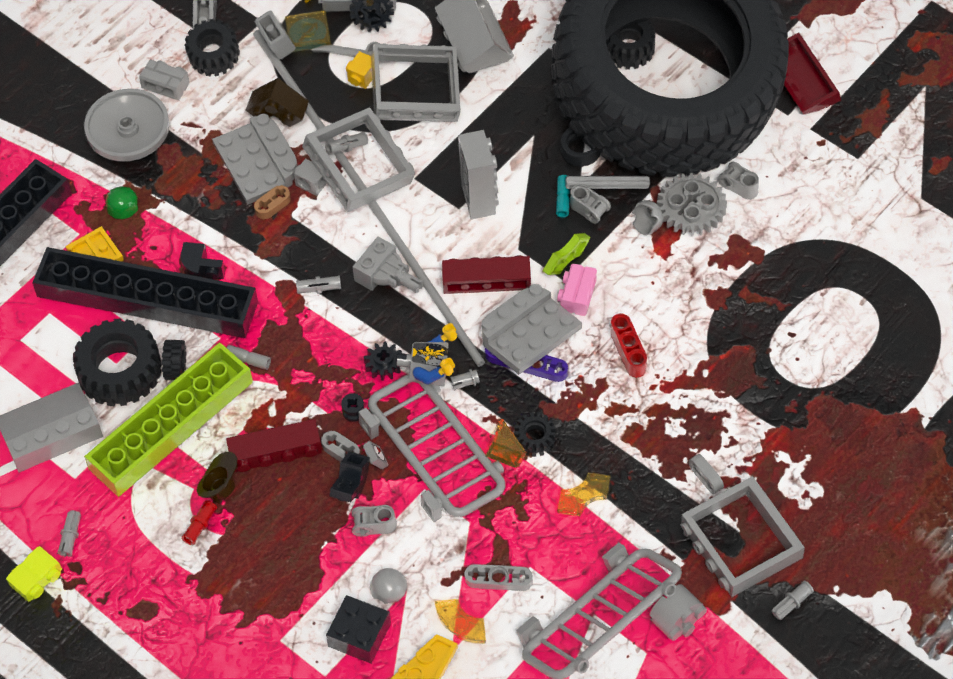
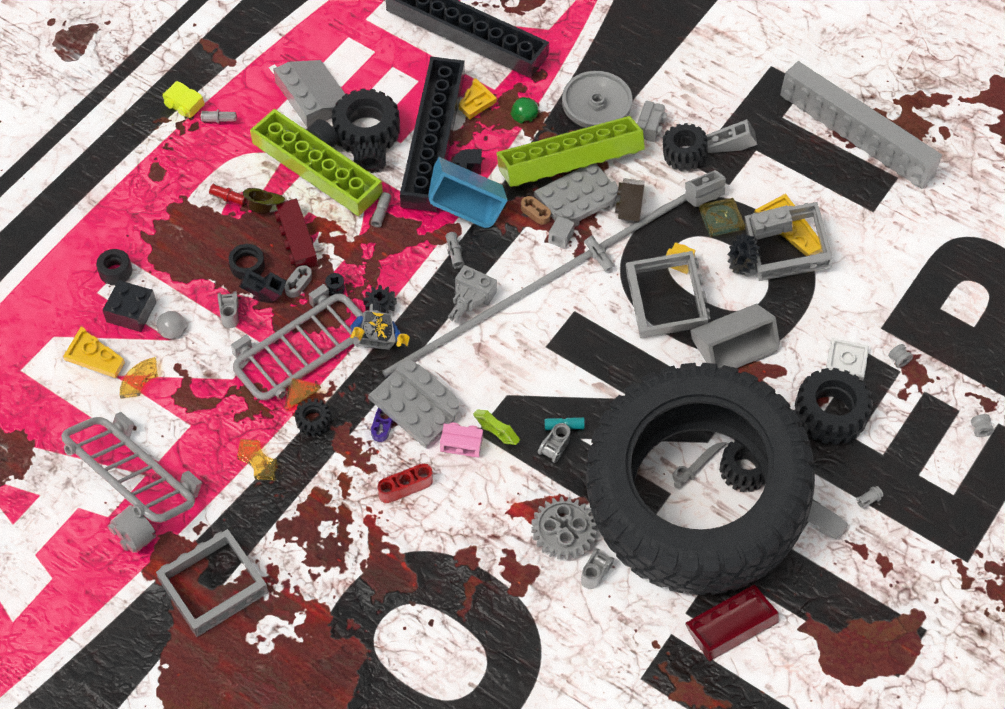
camera: 80 degrees right, 0 degrees up
(127, 405) = (324, 132): none -> black tyre
(202, 155) = (570, 151): none -> lime brick
(251, 256) = (466, 193): none -> dark azure windscreen
(289, 637) = (110, 258): none -> black tyre
(301, 486) = (245, 250): none -> black tyre
(333, 176) = (555, 238): light grey window -> none
(344, 50) = (703, 261): light grey sword -> none
(376, 455) = (288, 303): light grey tile -> none
(465, 379) = (368, 366): light grey pin -> none
(478, 174) = (558, 340): light grey brick -> none
(486, 274) = (472, 369): dark red brick -> none
(516, 571) = (182, 408): light grey beam -> none
(609, 182) = (579, 451): light grey axle -> none
(648, 217) = (544, 492): light grey hair -> none
(706, 473) = (275, 551): light grey beam -> none
(792, 600) = (150, 626): light grey axle -> none

